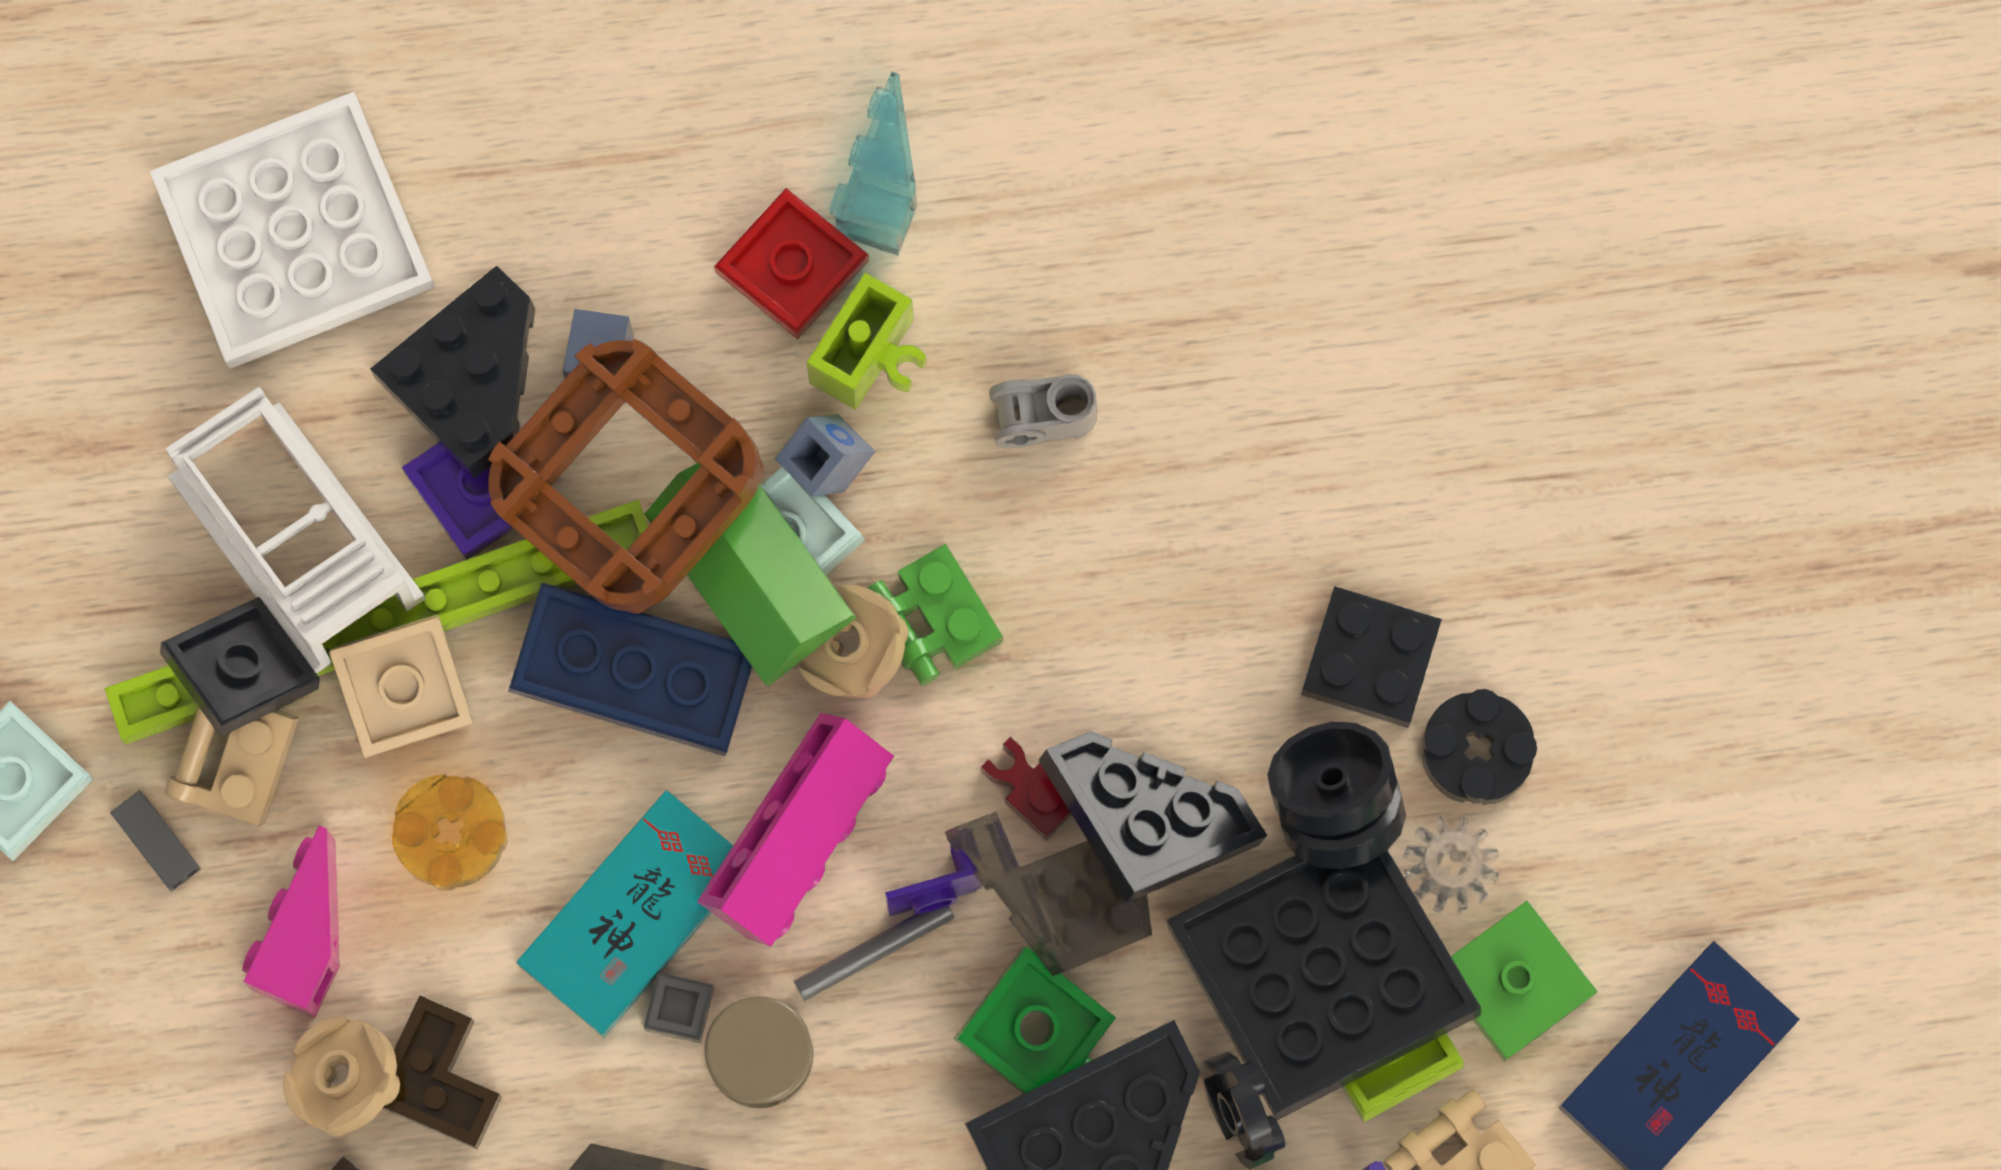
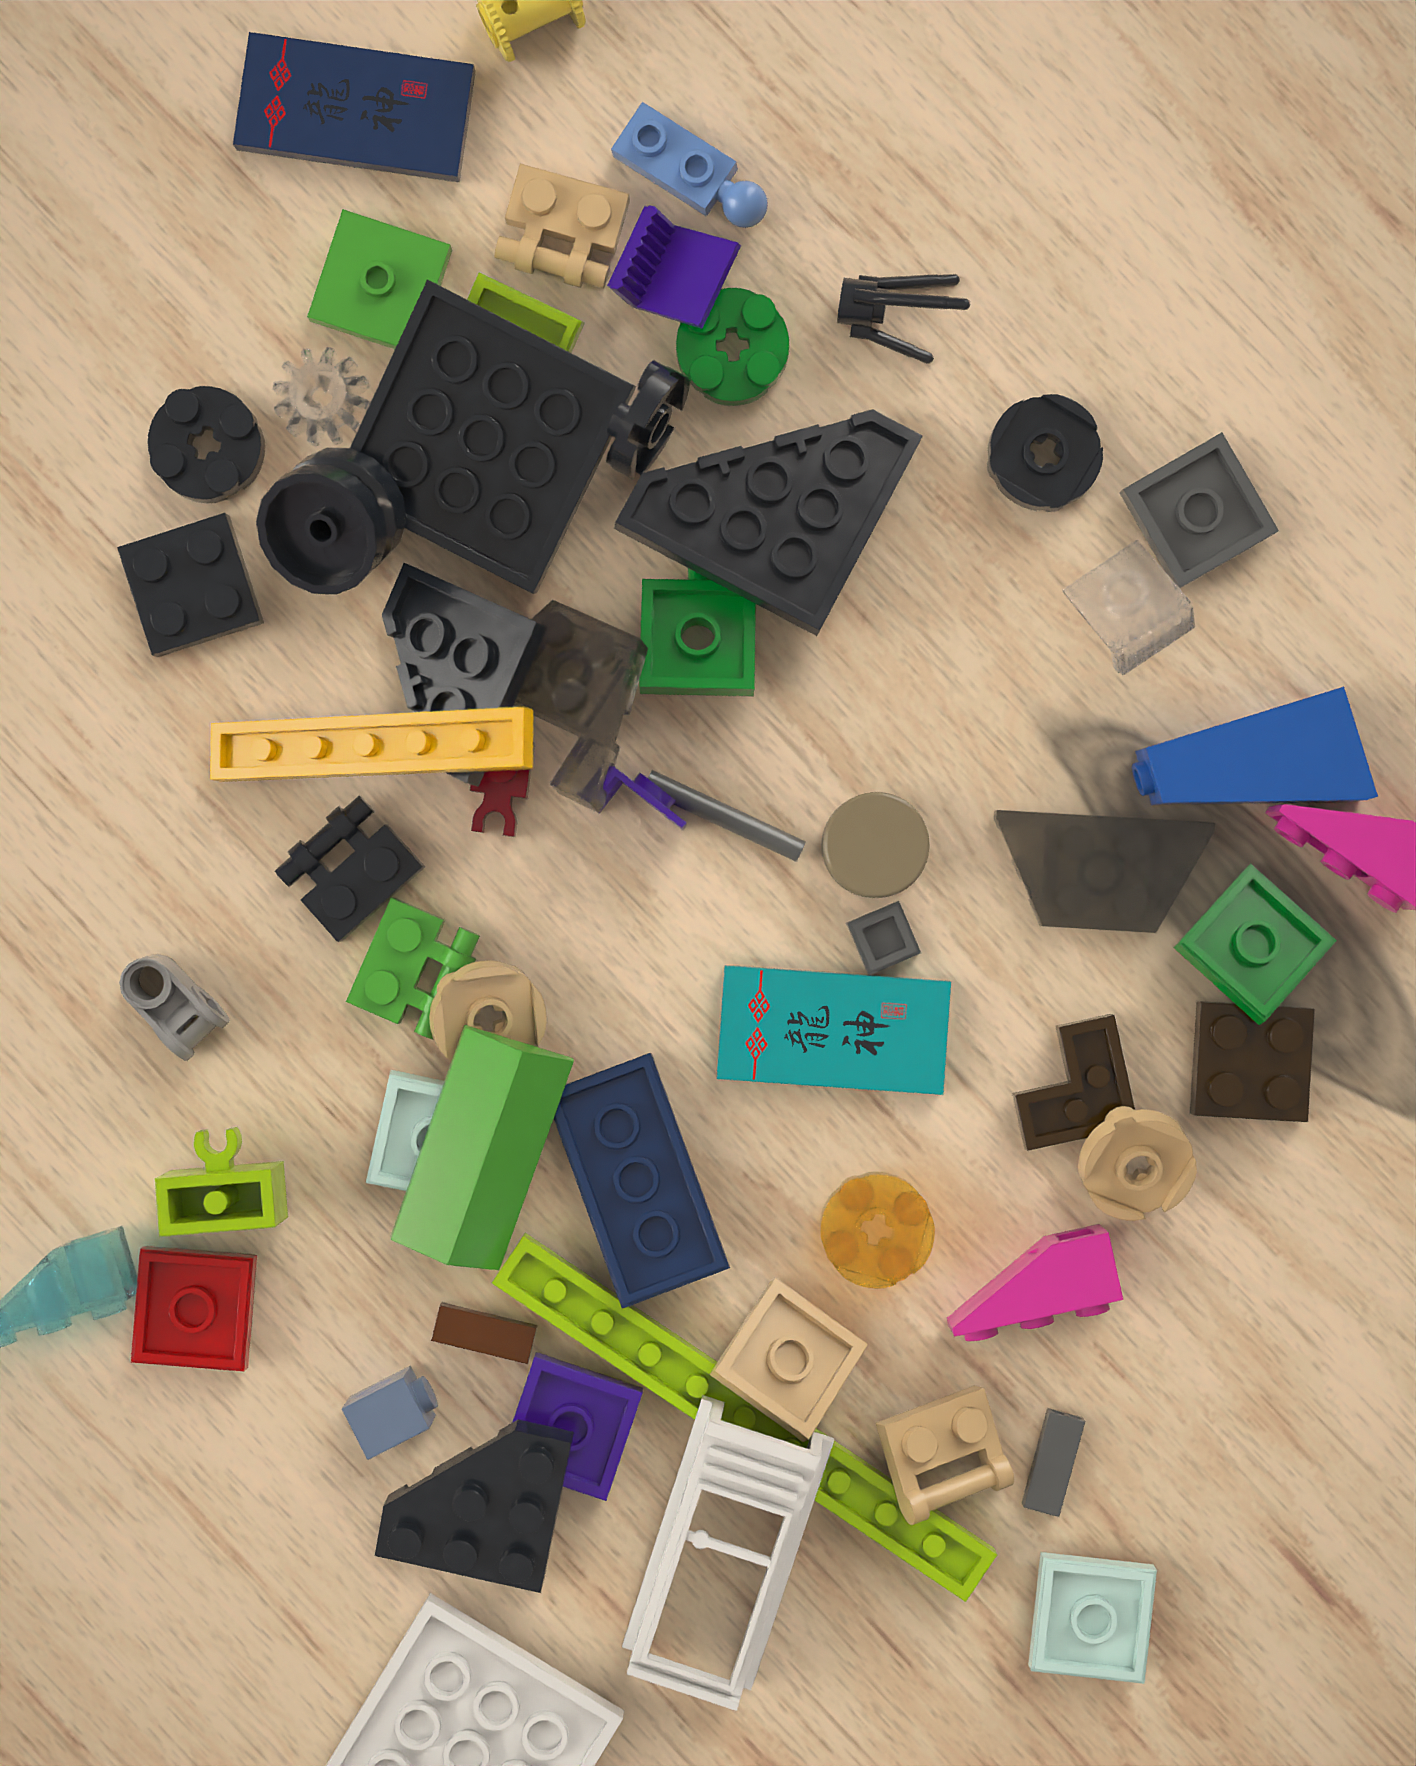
camera: 125 degrees left, 15 degrees up
(239, 666) = (873, 1503): black plate -> none
(568, 422) = (482, 1389): dark orange plate -> none
(604, 468) = (484, 1333): none -> reddish brown piece
(796, 829) = (675, 946): dark pink brick -> none
(825, 455) = (343, 1155): sand blue brick -> none
(1033, 625) = (361, 881): none -> black plate
(1130, 699) = (373, 745): none -> yellow plate

